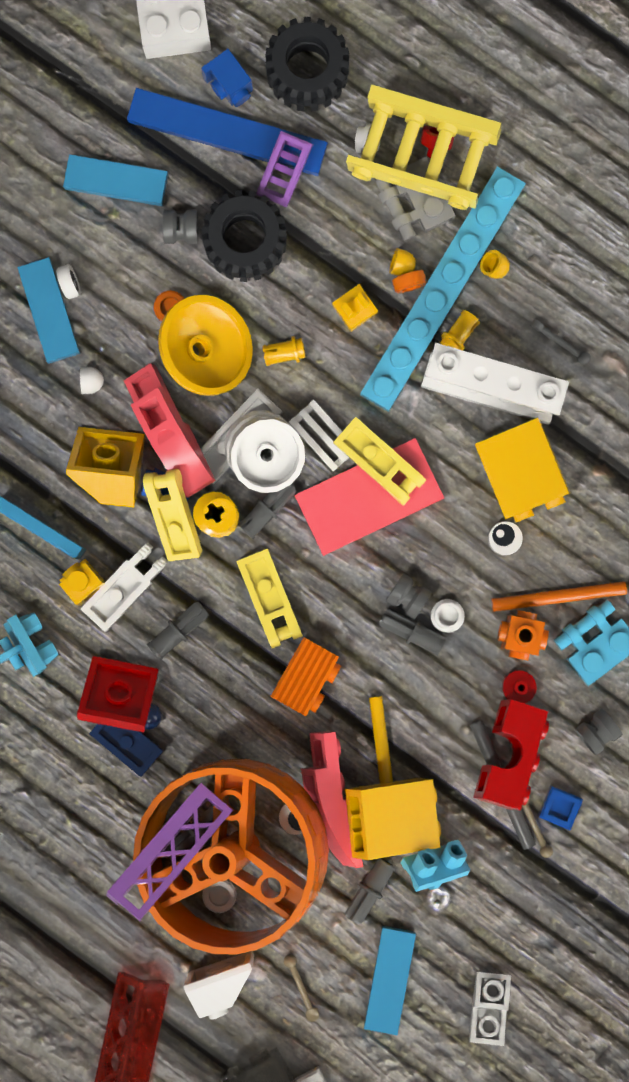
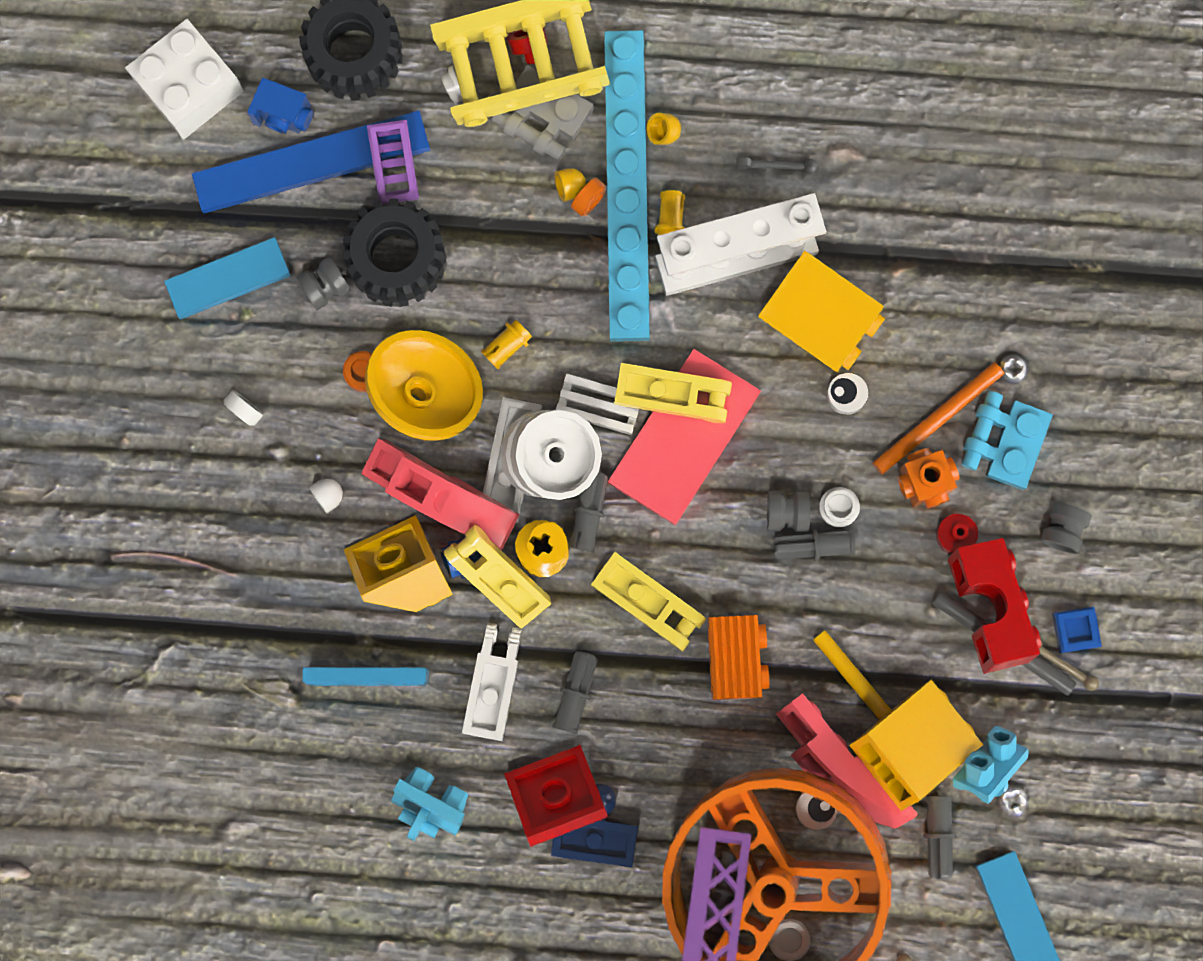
camera: 30 degrees left, 5 degrees down
(48, 310) = (240, 450): dark azure tile -> none
(81, 582) = (445, 704): yellow brick -> none
(355, 307) = (550, 257): yellow tile -> none
(489, 1008) = (1138, 880): white slope -> none

